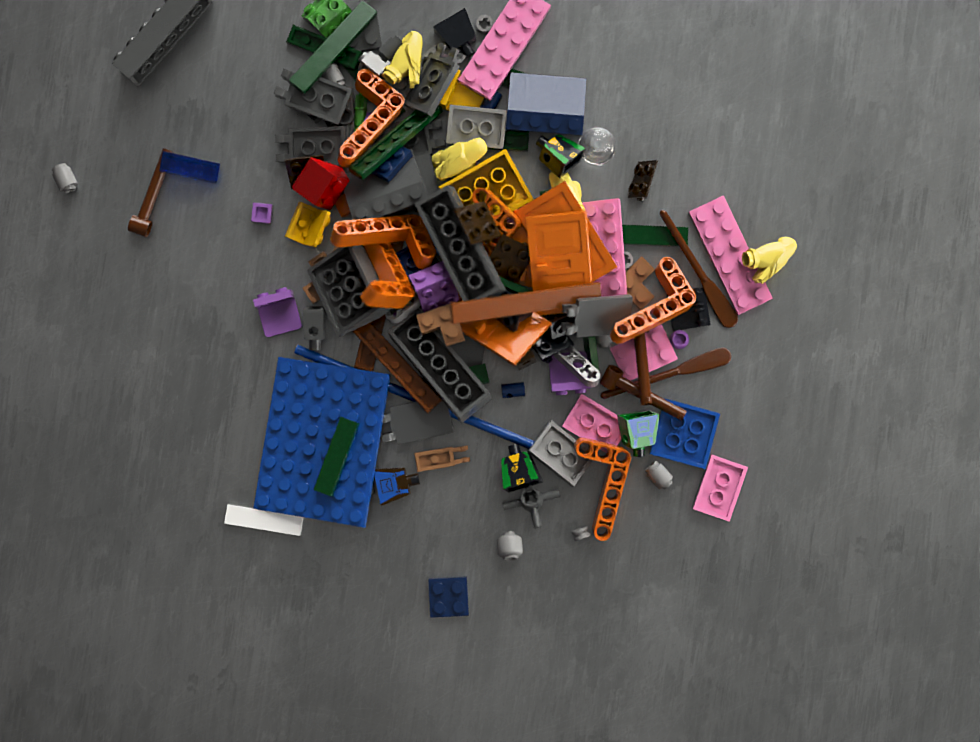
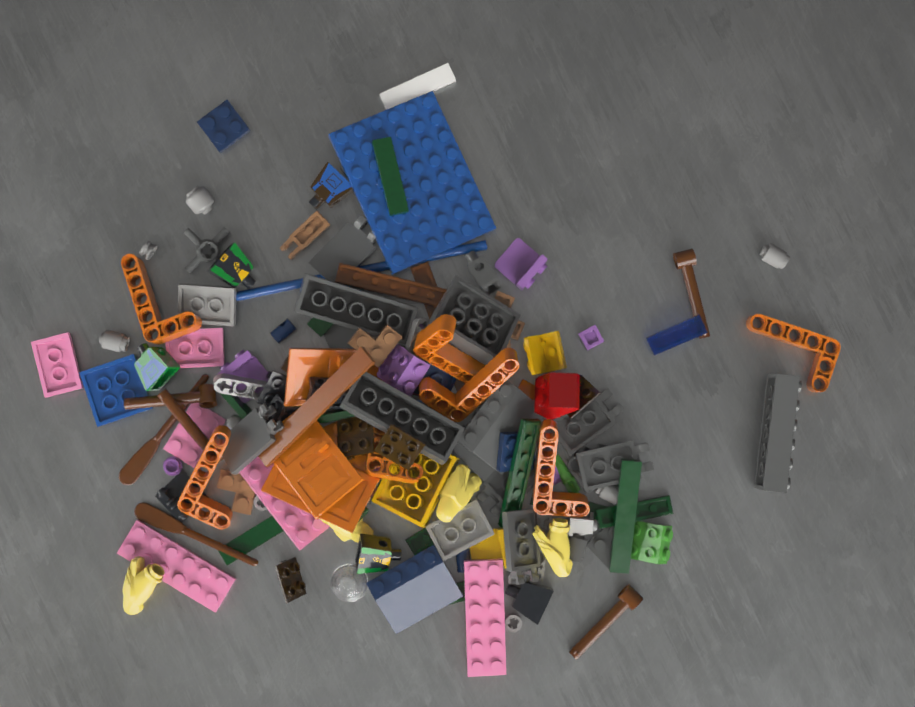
camera: 145 degrees right, 0 degrees up
(91, 94) = (801, 342): none -> orange beam

